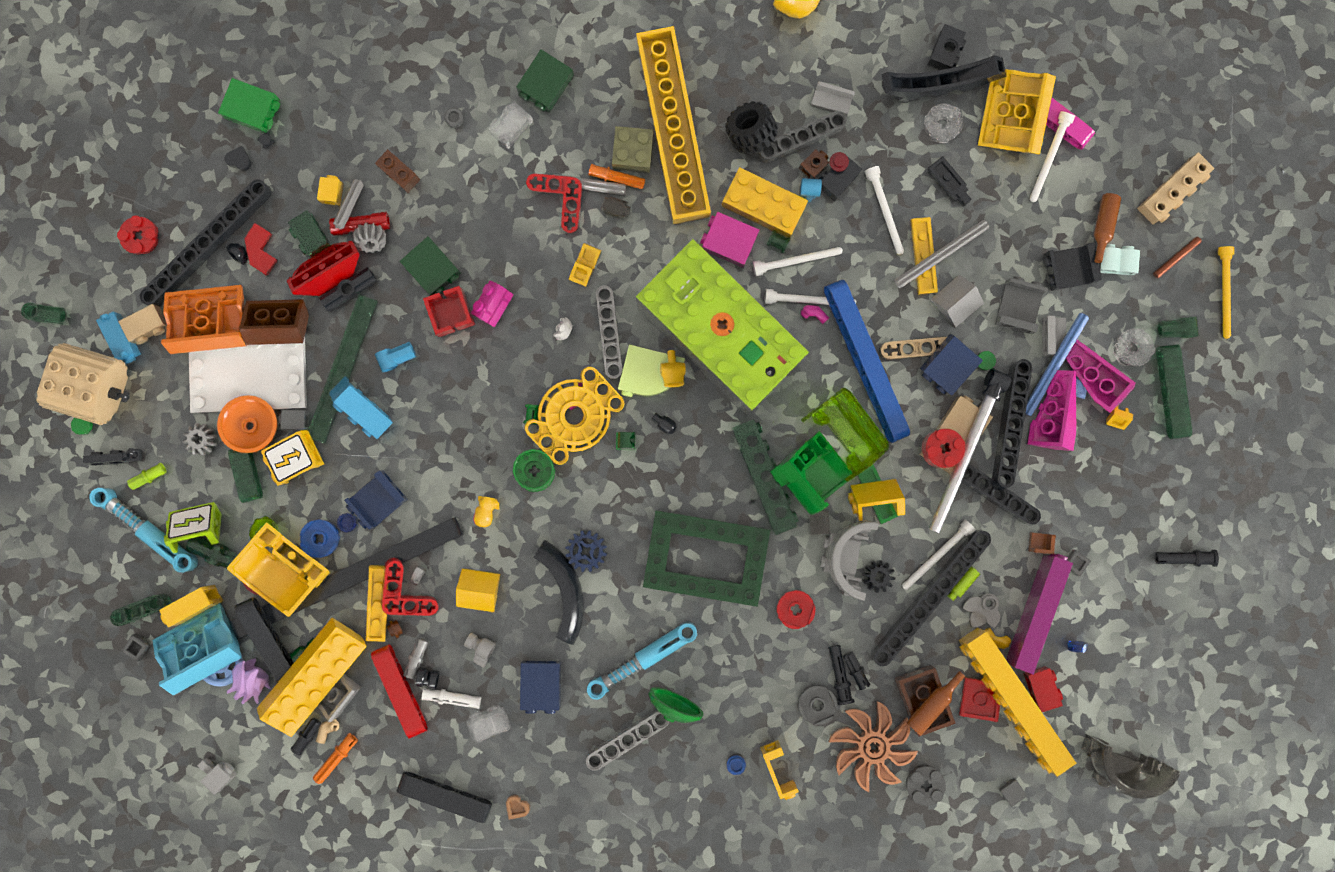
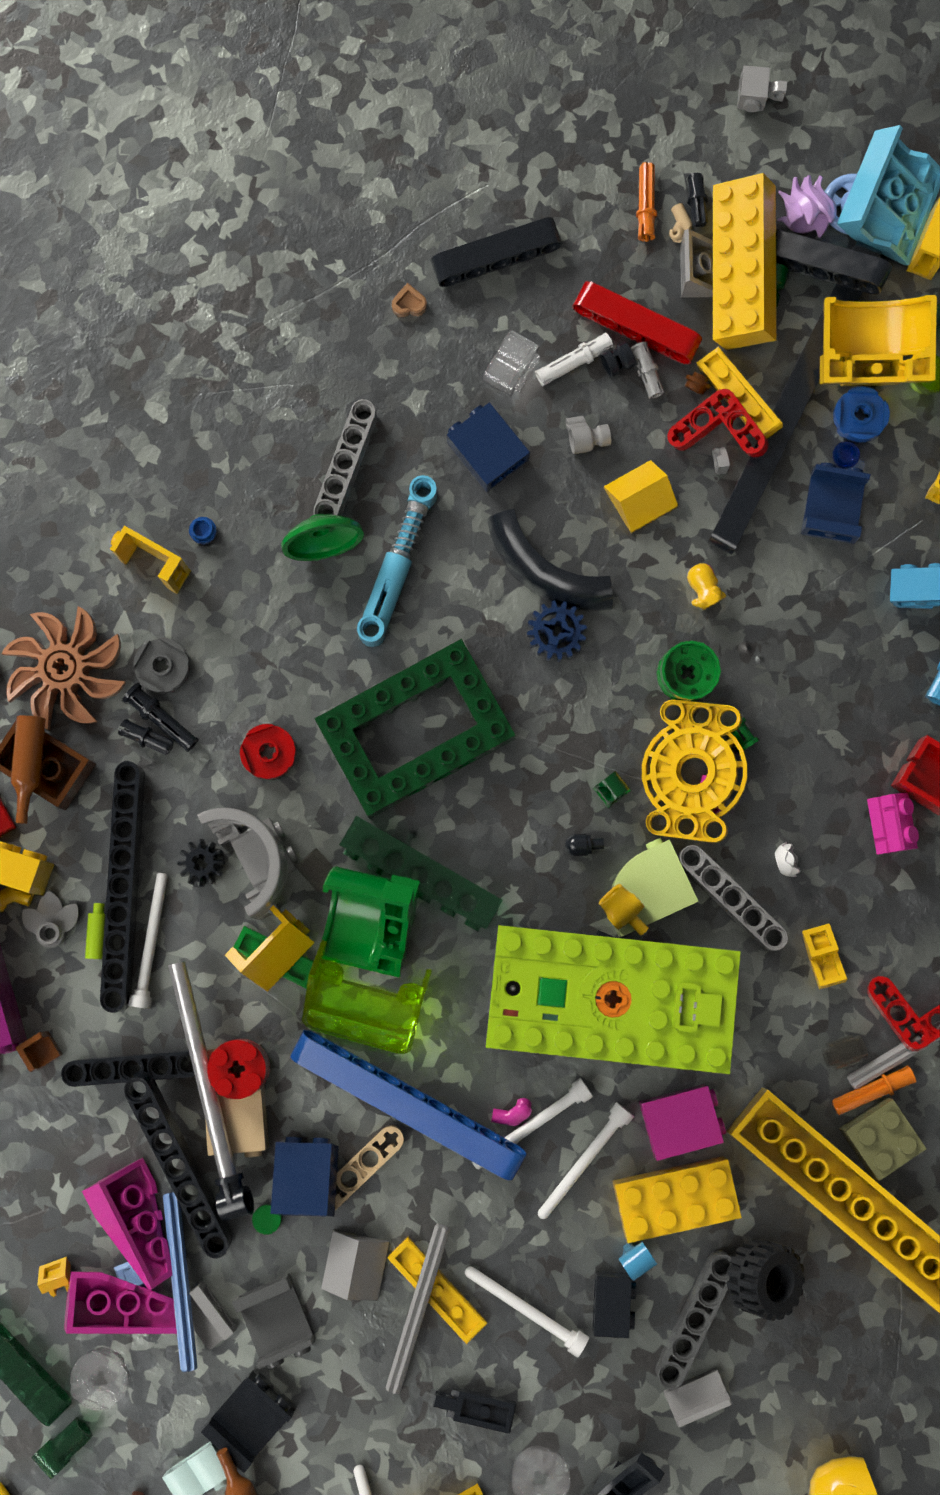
camera: 145 degrees right, 5 degrees down
(778, 241) = (623, 1166): clear green bush -> none
(811, 170) = (650, 1286): reddish brown brick -> none
(839, 161) = (628, 1321): dark red plate -> none

